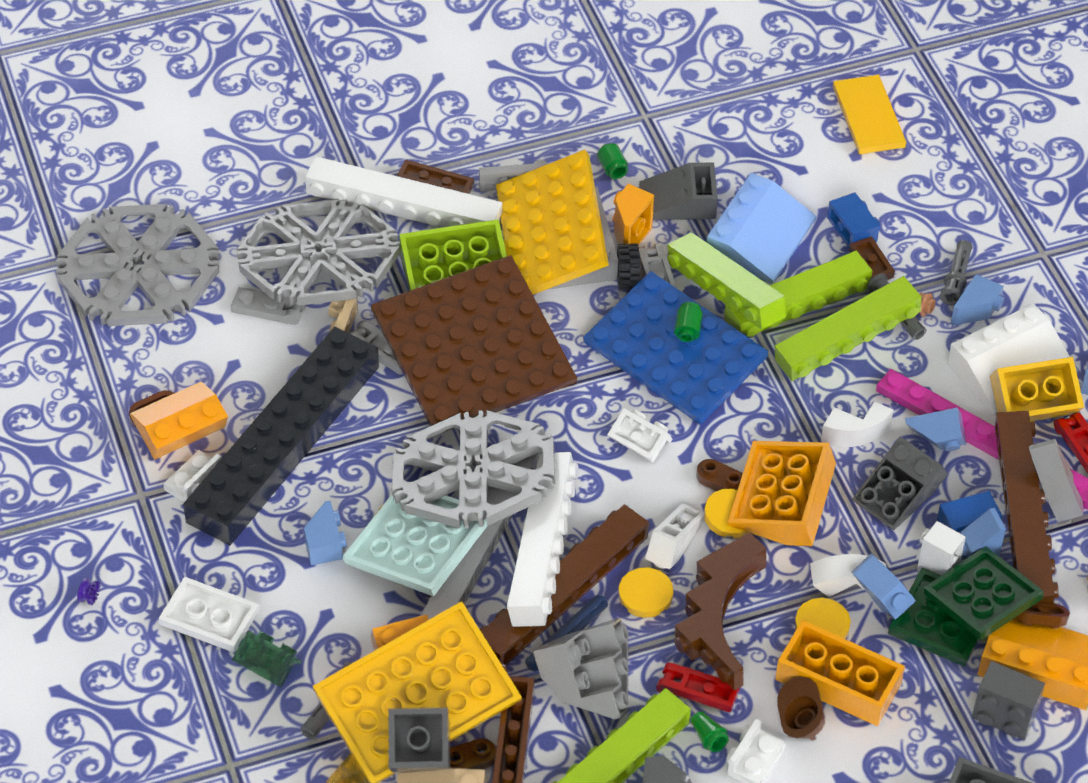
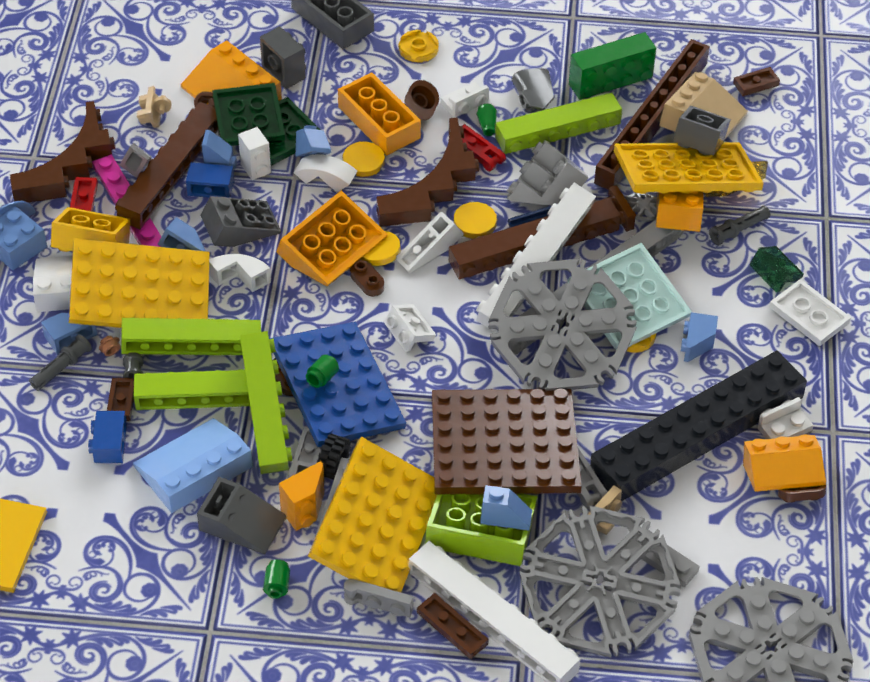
camera: 155 degrees left, 0 degrees up
(431, 251) = (504, 509): none -> medium blue slope
(935, 347) = (136, 282): none -> yellow plate

